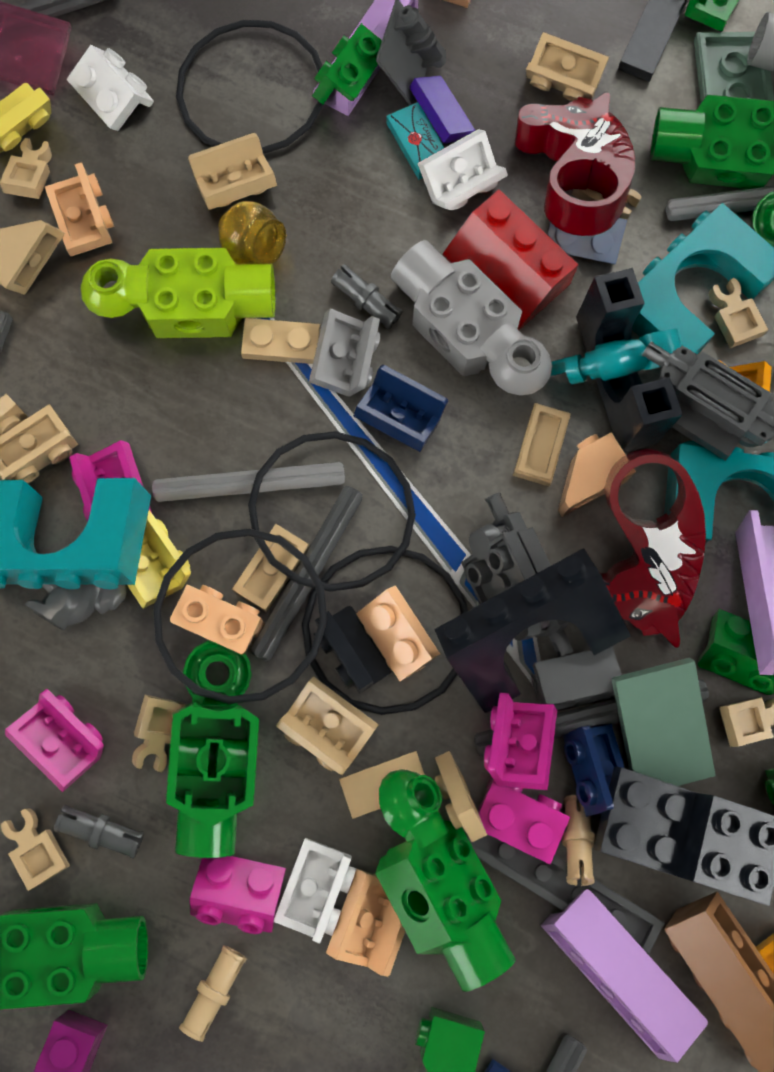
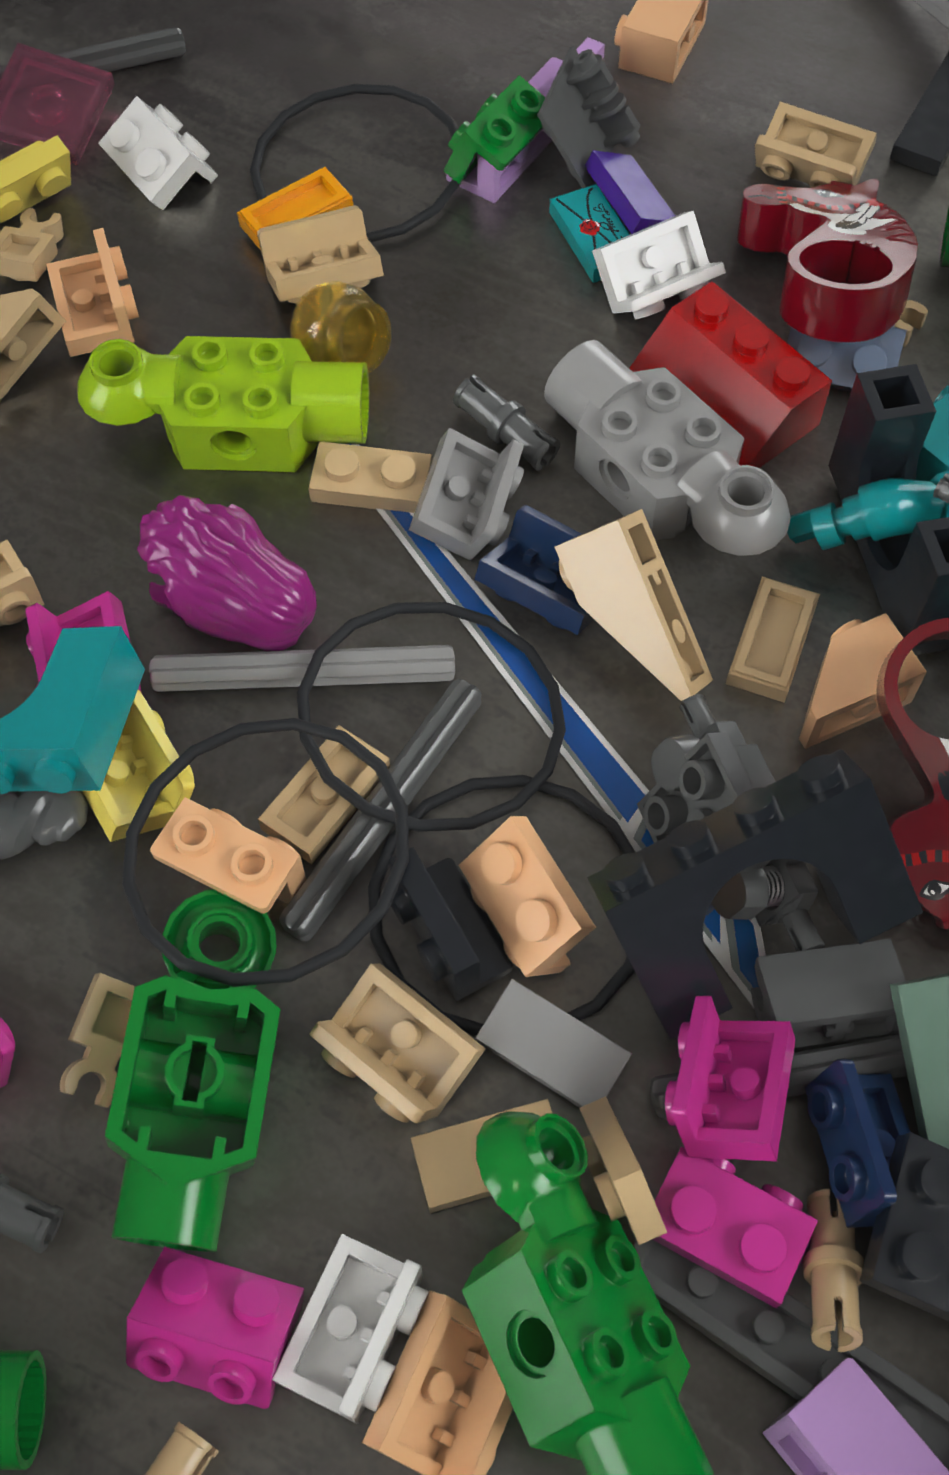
camera: 10 degrees right, 15 degrees down
(194, 425) = (225, 574): none -> magenta hair
(213, 128) = (304, 198): none -> light orange tile
(417, 719) = (552, 1046): none -> light grey tile
(452, 428) = (631, 595): none -> tan slope

